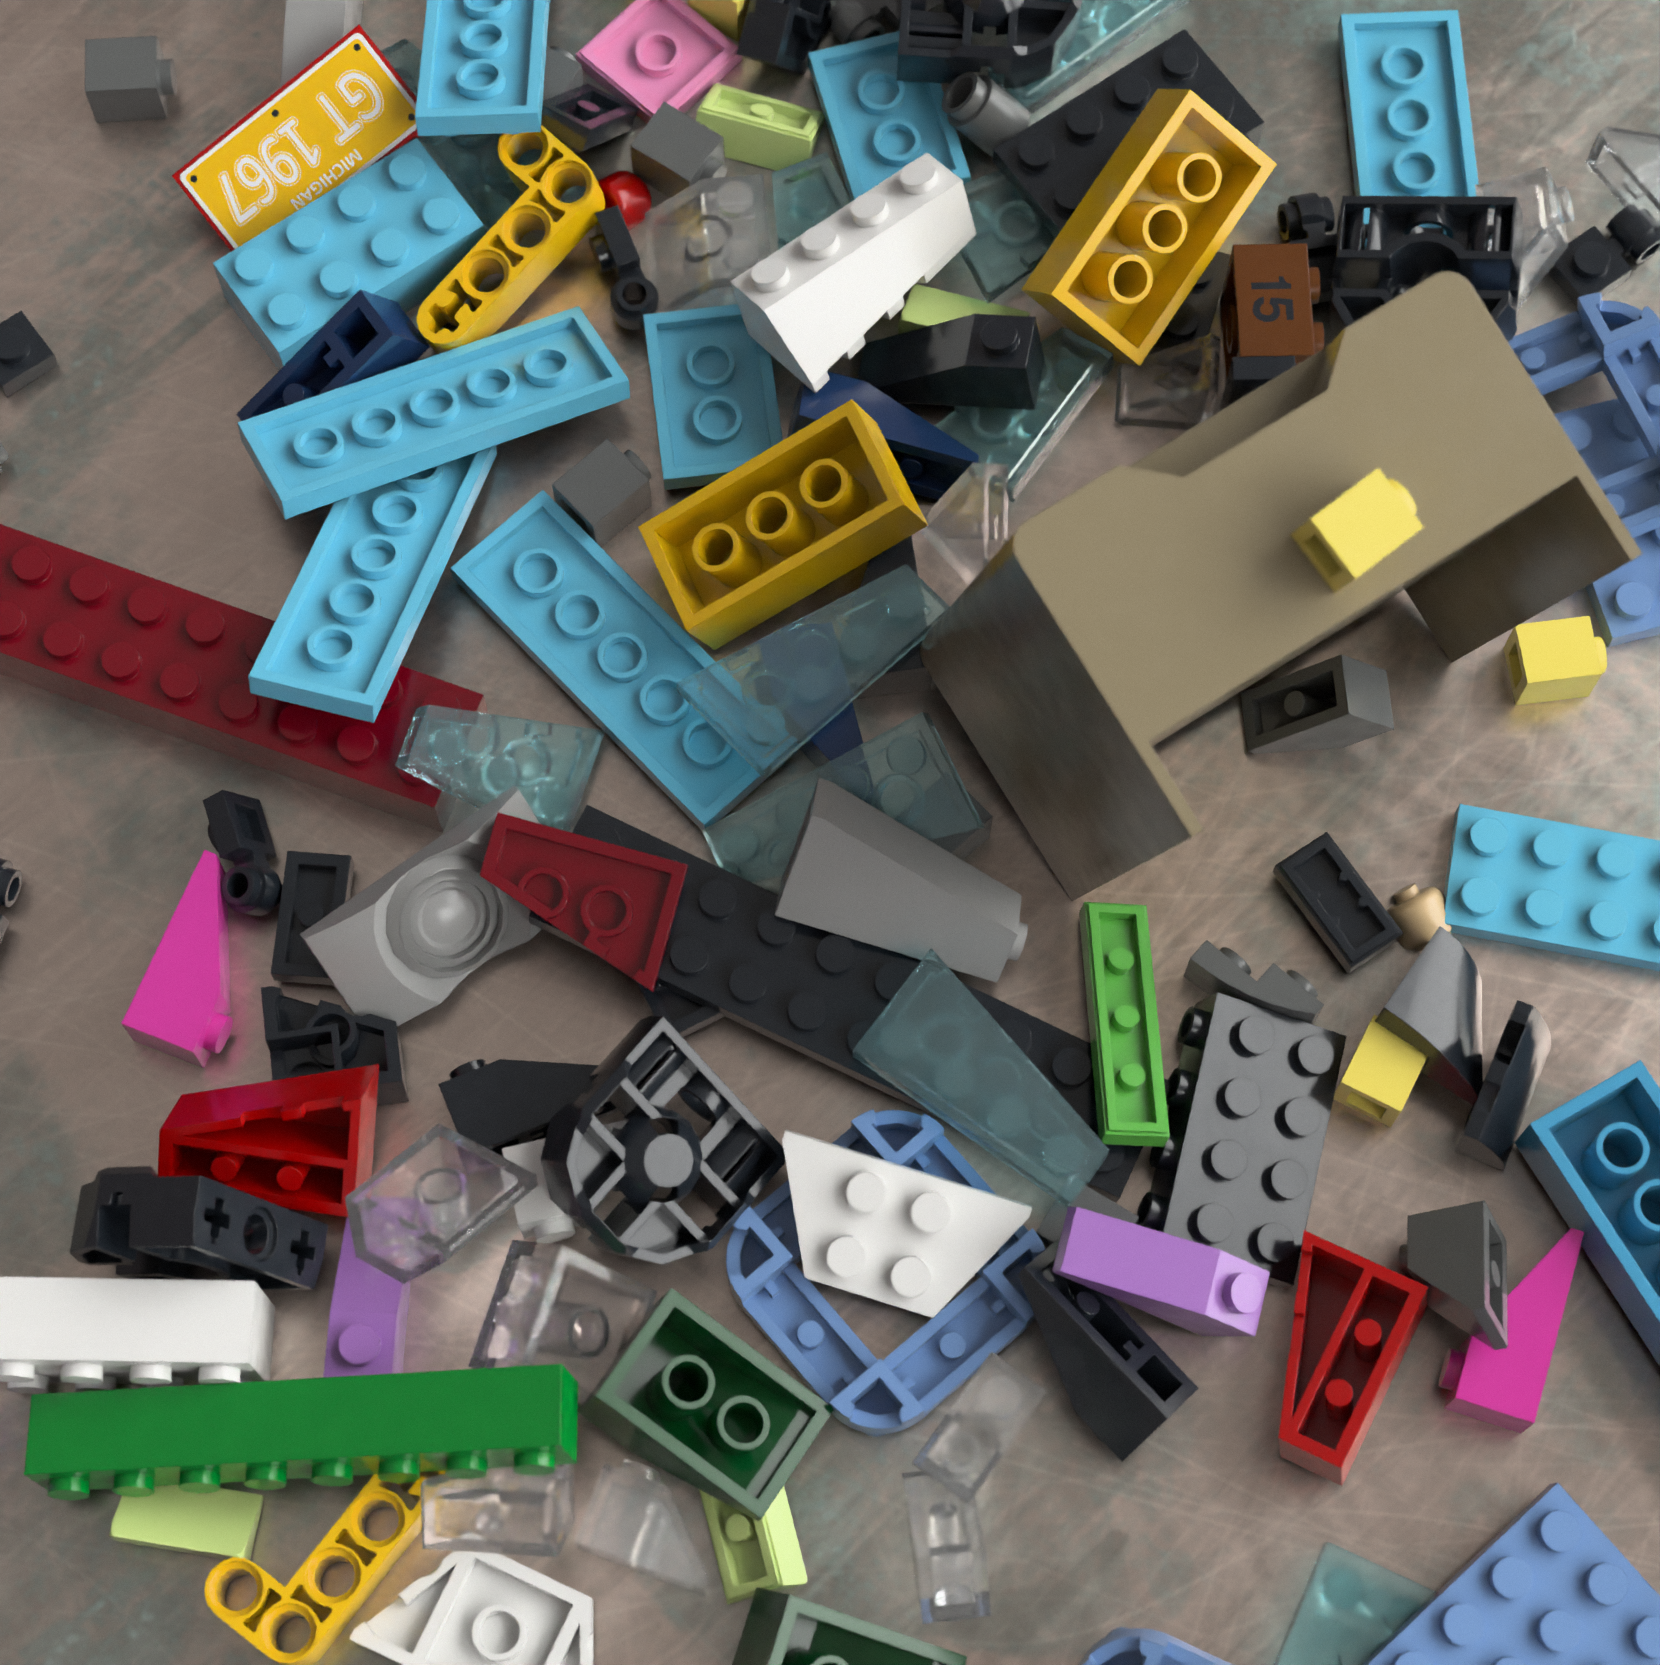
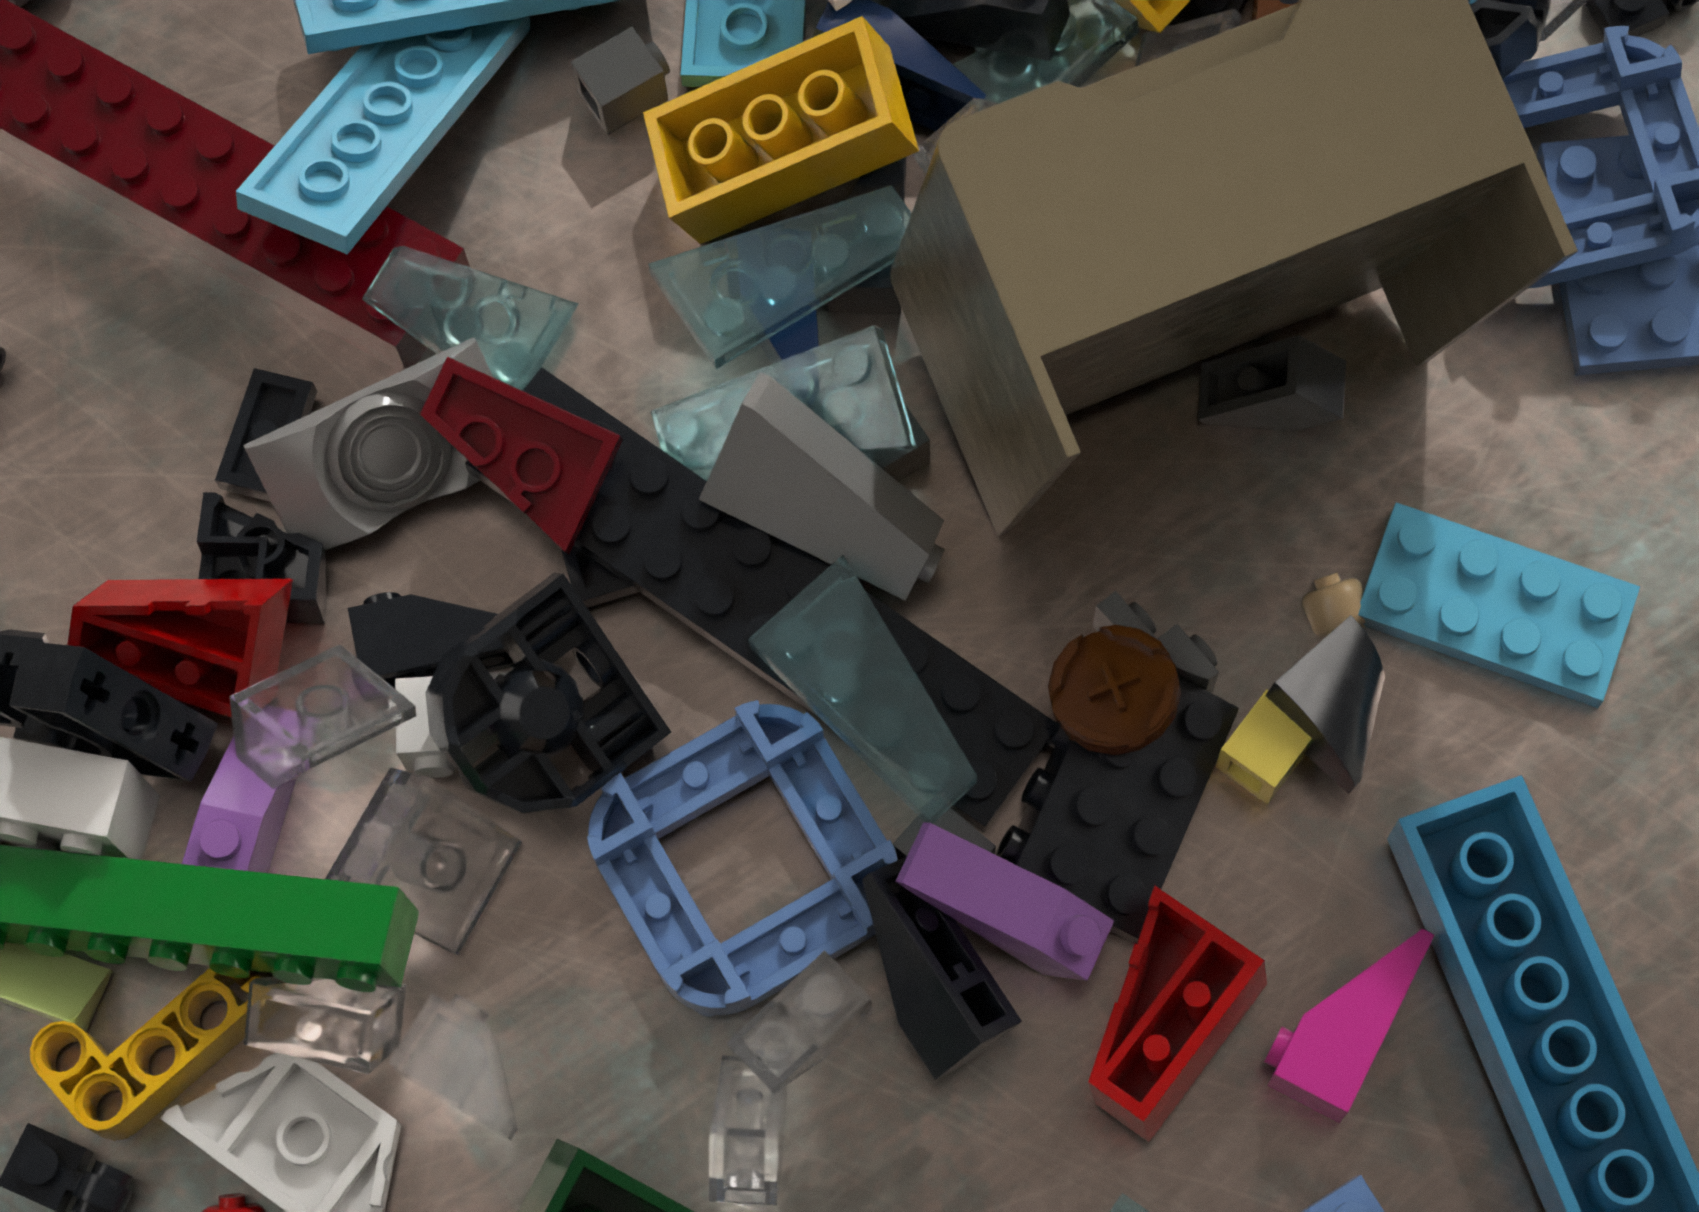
camera: 15 degrees right, 0 degrees up
(186, 988) = (138, 474): dark pink slope -> none
(242, 836) = (215, 347): black plate -> none
(607, 652) = (595, 229): medium azure plate -> none
(706, 1407) = (541, 956): dark green slope -> none
(754, 1551) = (567, 1079): yellowish green slope -> none
(891, 1226) = (752, 814): white wing -> none
(1123, 1025) = (1020, 661): bright green tile -> none
(1226, 1040) = (1114, 690): none -> reddish brown tile
(1337, 902) = (1256, 578): black plate -> none
(1358, 529) = (1286, 177): light yellow brick -> none
(1464, 1266) = (1305, 948): dark grey slope -> none
(1507, 1088) = (1387, 783): black slope -> none
(1554, 660) = (1517, 377): light yellow brick -> none

